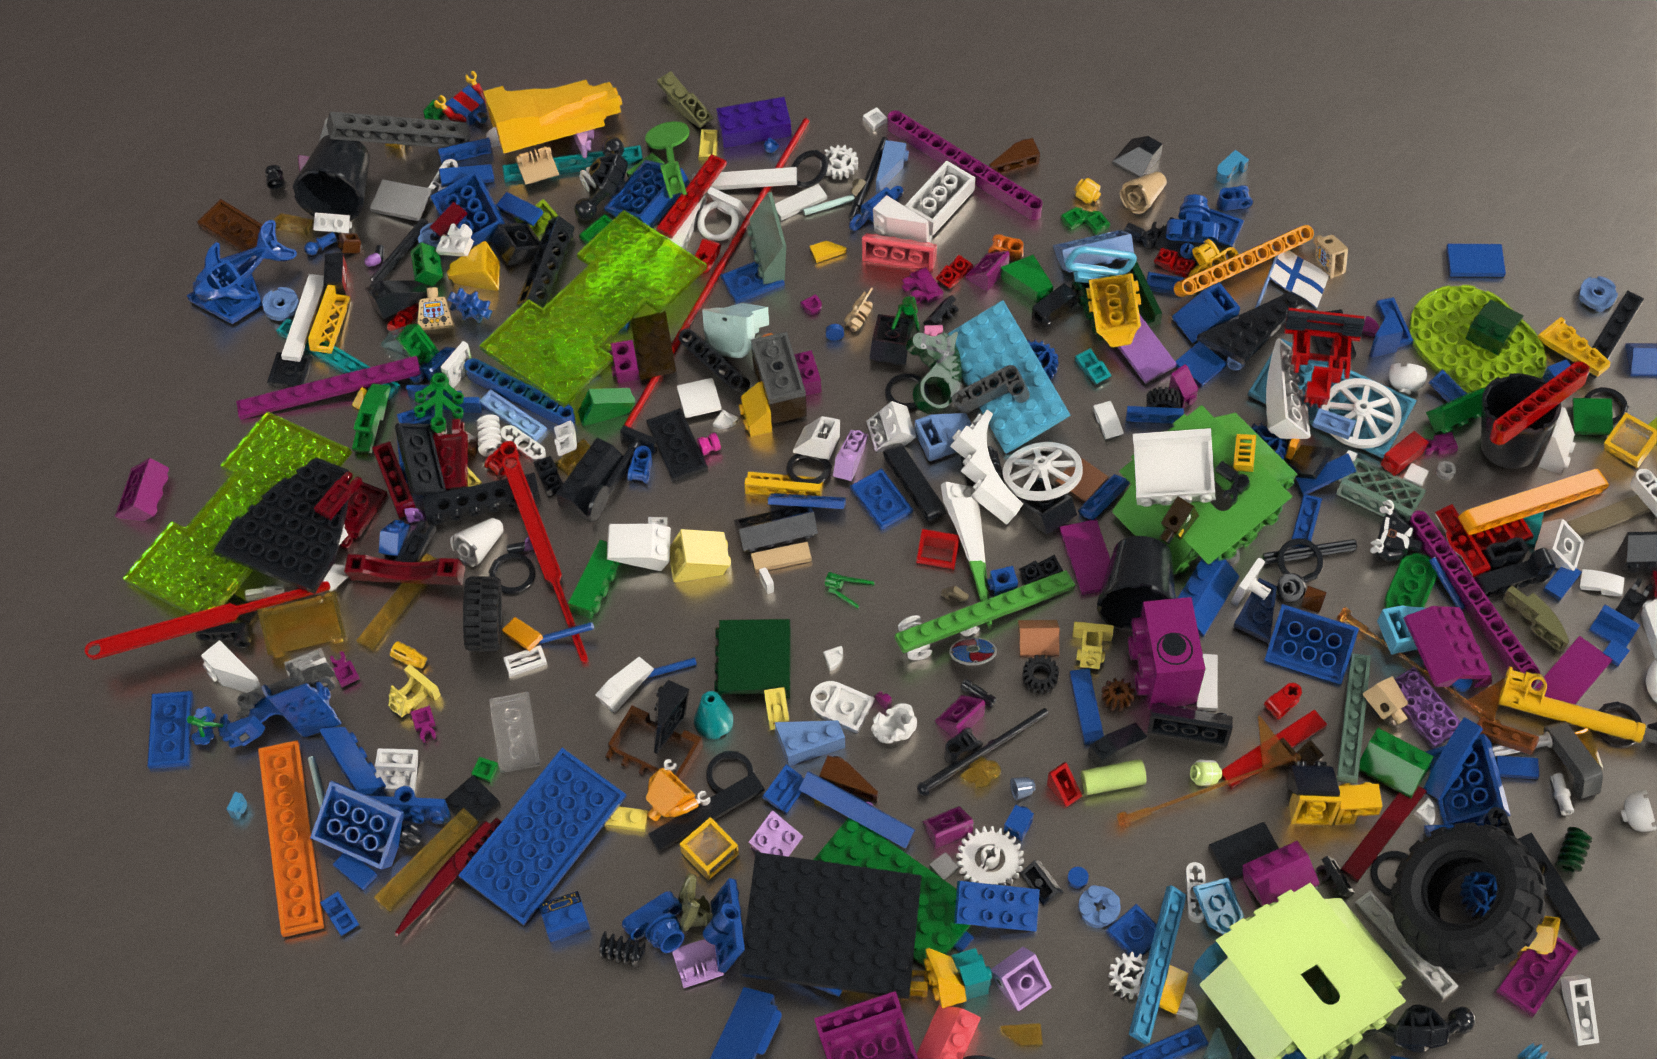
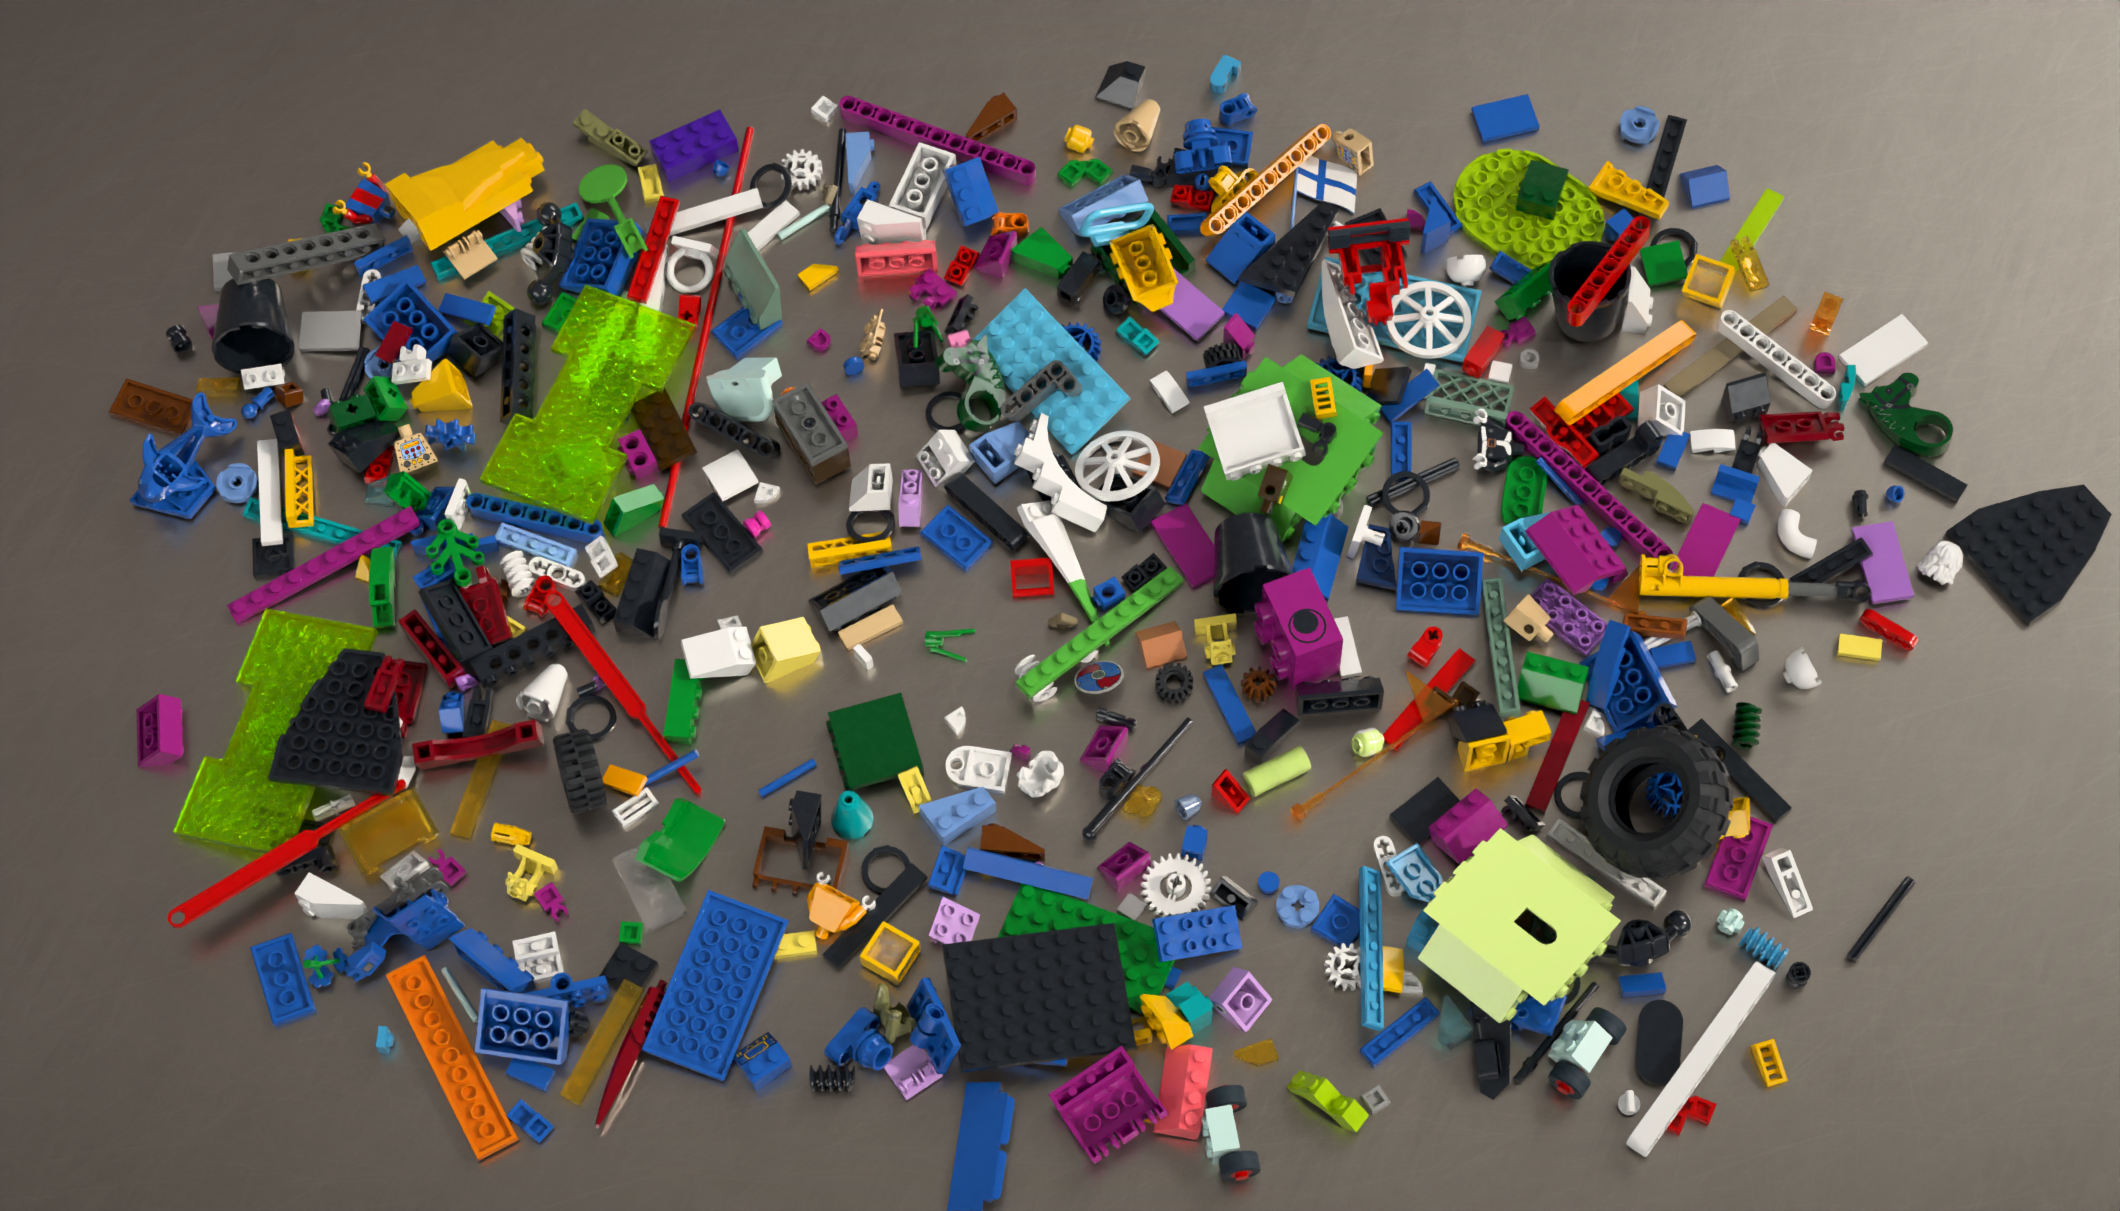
camera: 15 degrees left, 5 degrees up
(402, 268) = (356, 404): none -> dark green brick
(555, 700) = (683, 840): none -> green panel
(623, 684) = (748, 806): white slope -> none
(756, 411) = (797, 475): yellow slope -> none
(979, 210) = (970, 191): none -> blue slope
(1082, 330) = (1116, 299): none -> black plate
(1333, 423) = (1404, 339): medium blue plate -> none
(1485, 644) = (1612, 536): none -> blue tile
(1514, 1032) = (1730, 921): none -> light aqua gear

